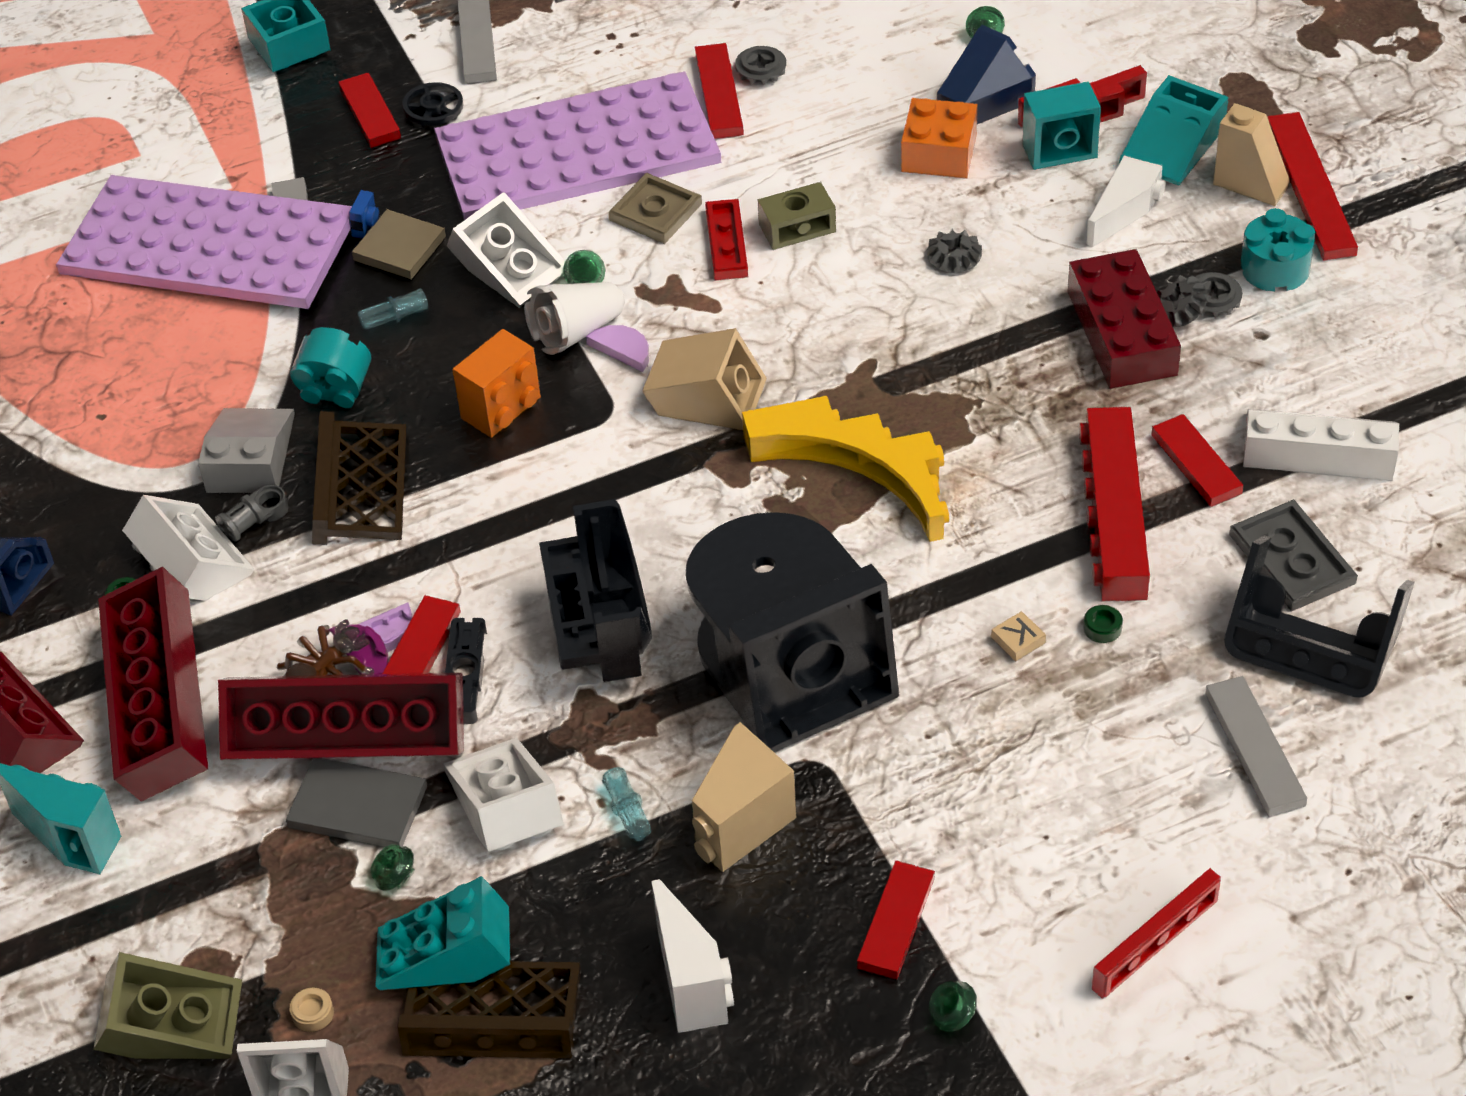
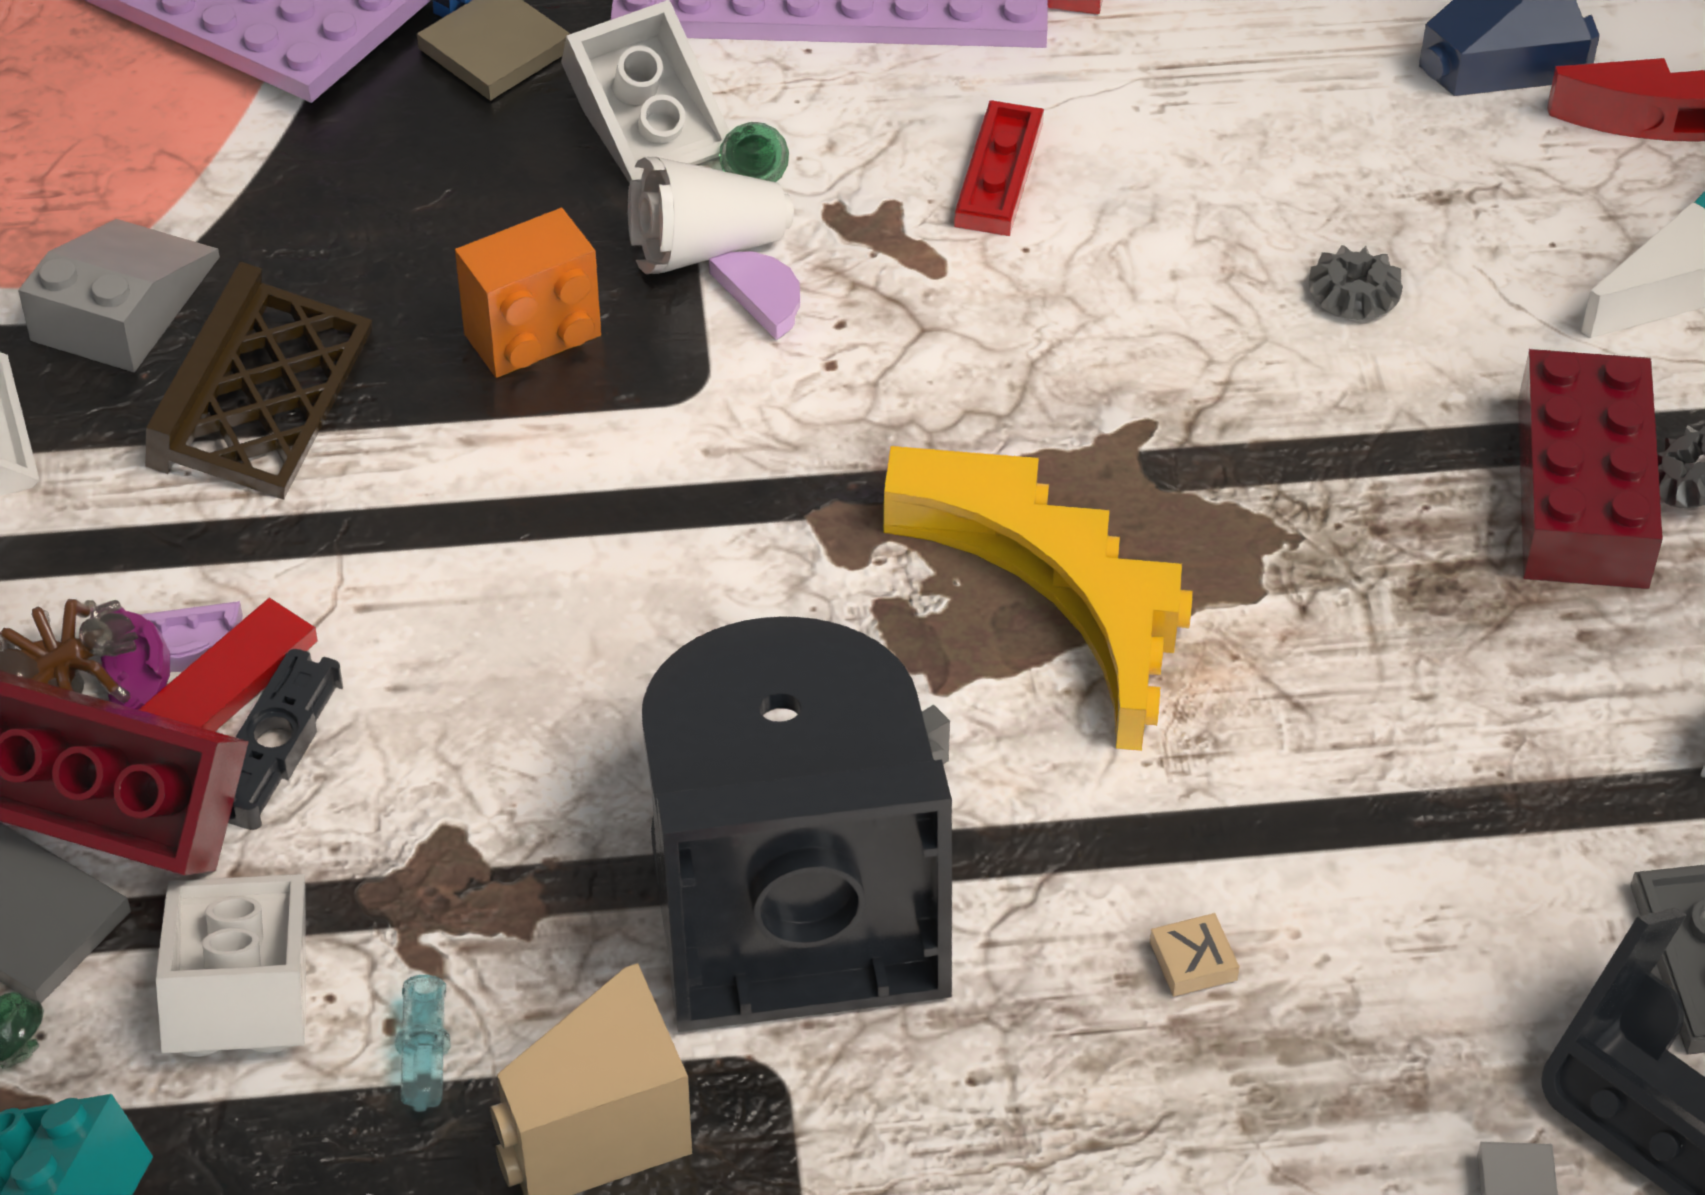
camera: 15 degrees right, 0 degrees up
(251, 511) = (77, 388): dark grey connector -> none
(330, 367) = (291, 199): teal brick -> none
(393, 309) = (436, 138): clear light blue axle -> none
(597, 594) = (522, 718): black piece -> none
(655, 208) = (910, 90): dark tan tile -> none
(705, 379) = (861, 378): tan slope -> none
(797, 215) = (1123, 159): olive brick -> none
(939, 137) = (1403, 96): orange brick -> none
(1061, 125) = (1608, 126): teal brick -> none
(1103, 623) = (1347, 977): dark green tile -> none
(1115, 506) = (1449, 779): red brick -> none
(1197, 460) = (1623, 742): red tile -> none

